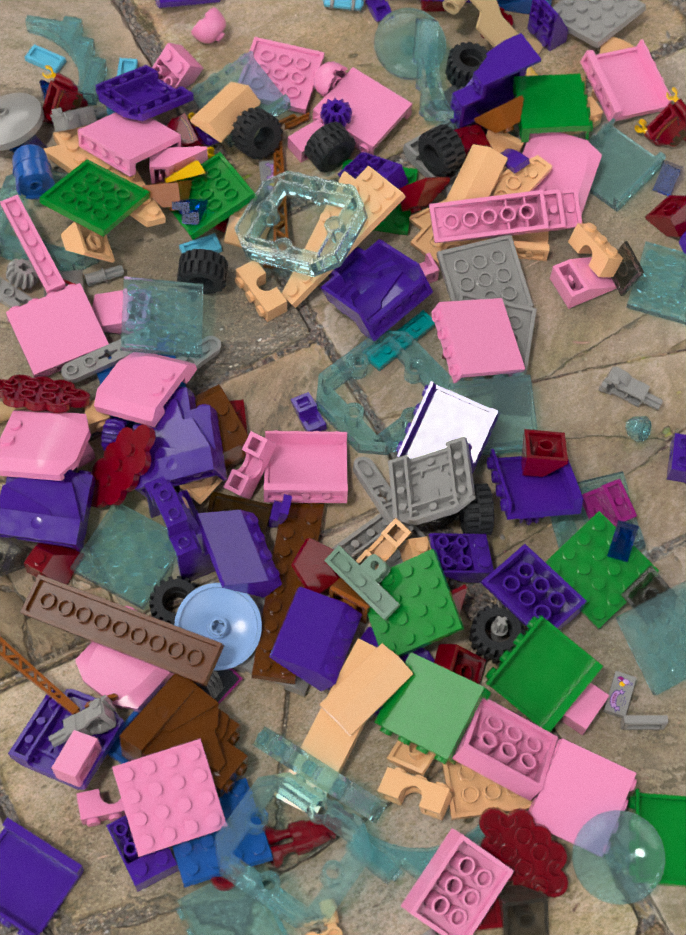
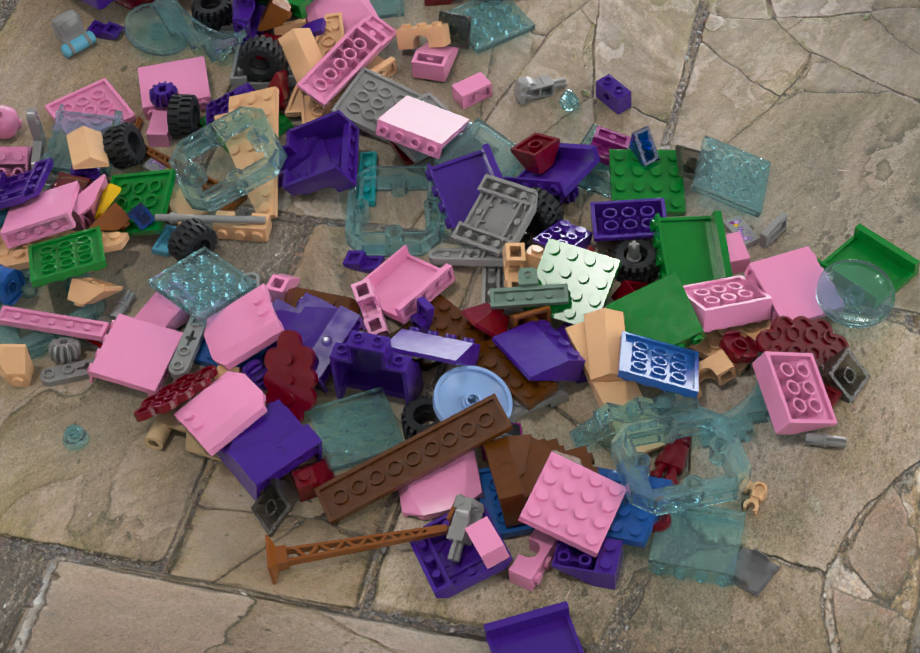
camera: 40 degrees left, 15 degrees down
(210, 237) = (174, 217): none -> light grey bar
(215, 62) = (38, 135): none -> light grey beam
(223, 373) = (279, 285): none -> bright pink slope
(328, 76) = (128, 85): bright pink cylinder -> none
(373, 752) = (658, 365): none -> blue plate
(457, 800) = (738, 347): none -> dark red plate
(576, 339) = (472, 90): none -> bright pink panel

